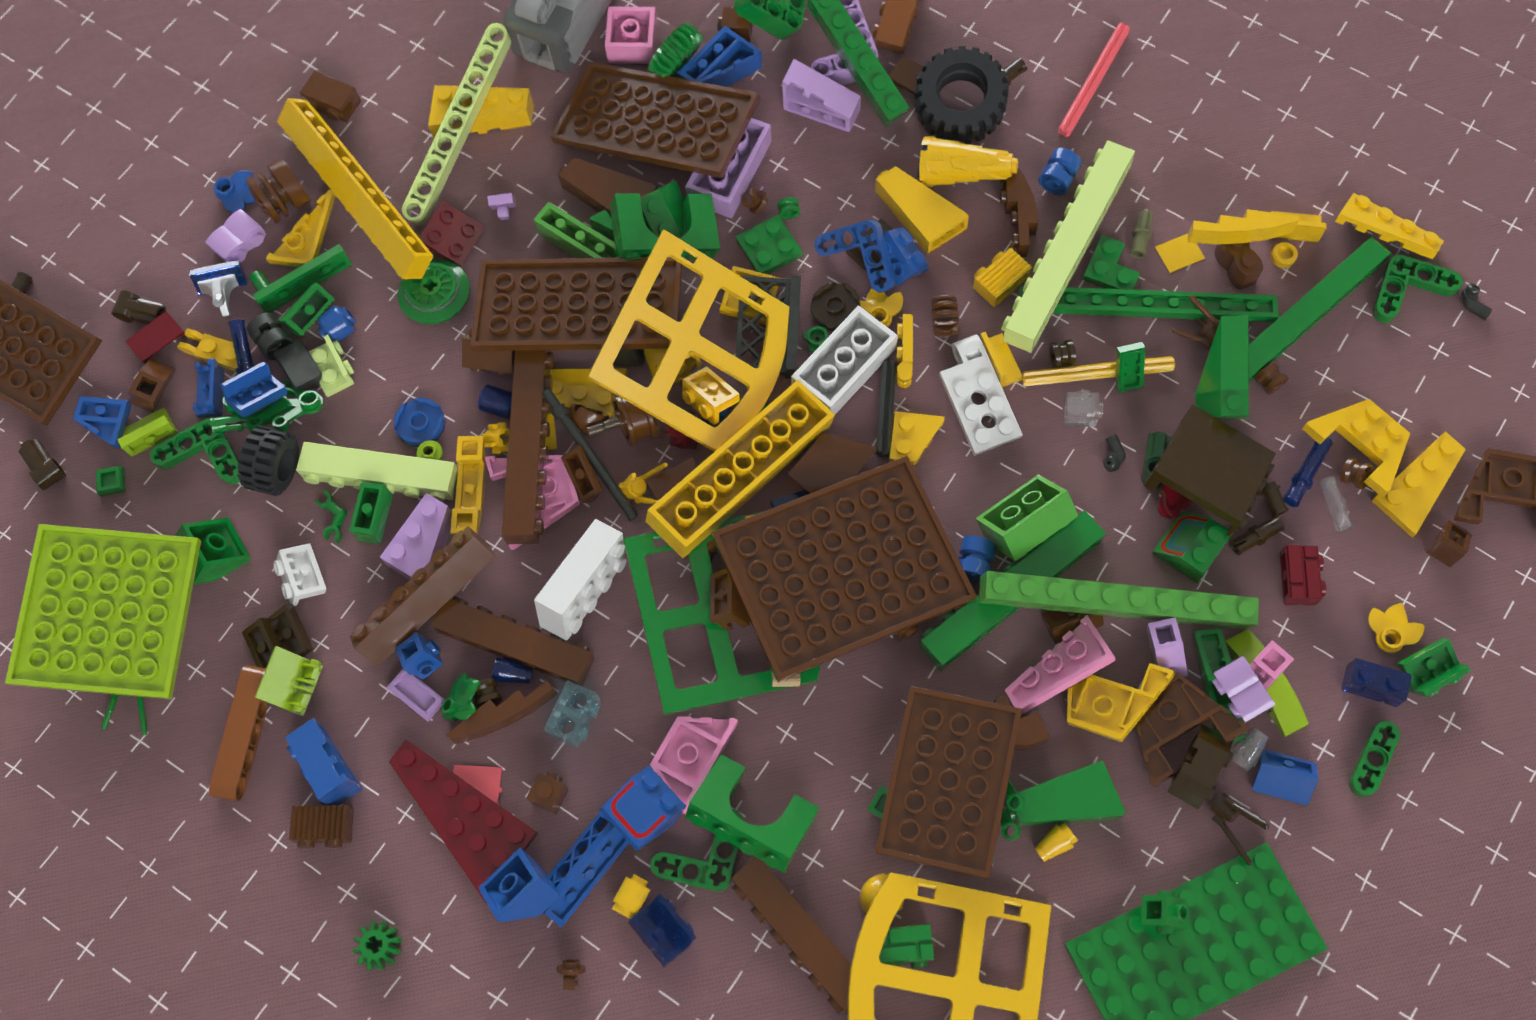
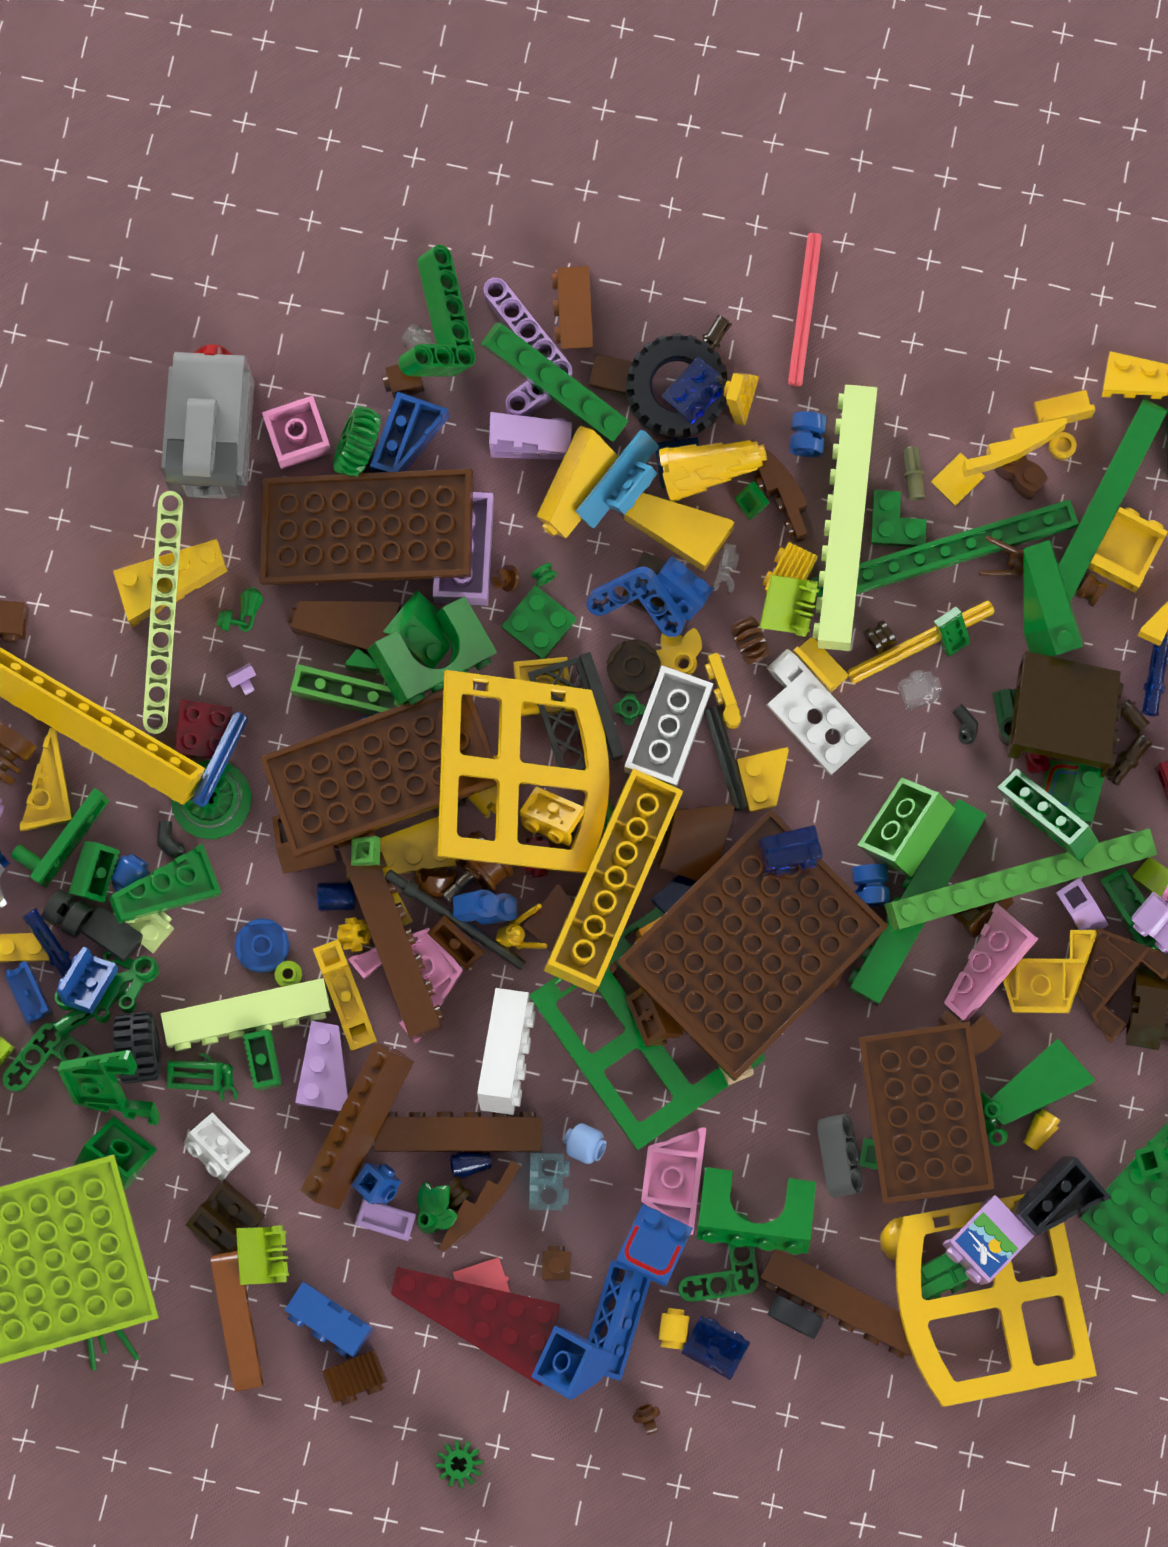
camera: 25 degrees left, 10 degrees up
(218, 482) = (94, 1085): none -> green wing
(325, 513) = (216, 1075): none -> green tile
(370, 344) = (168, 887): none -> green wing
(380, 310) = (166, 842): none -> pearl dark grey arm
(451, 258) = (219, 759): none -> blue axle
(534, 364) = (365, 851): none -> bright green tile
(537, 149) = (250, 603): none -> green piece
(619, 452) = (485, 907): none -> blue brick
(621, 692) = (585, 1143): none -> light blue head
(749, 930) = (795, 1317): none -> black tyre
(850, 142) = (578, 474): none -> yellow slope
(852, 793) = (840, 1155): none -> dark grey beam
(883, 152) = (622, 481): none -> dark azure bracket
(911, 494) = (790, 850): none -> clear blue brick
(950, 249) = (727, 562): none -> clear plate
(964, 928) = (988, 1241): none -> panel
(975, 93) = (695, 390): none -> clear blue bracket
(990, 294) = (789, 605): none -> lime hinge
(991, 208) = (751, 500): none -> green tile
(1013, 117) = (739, 395): none -> yellow wing
(1049, 912) = (1059, 1195): none -> black wedge
(1165, 550) = (1048, 814): none -> green brick
(1317, 356) = (1128, 549): none -> yellow panel

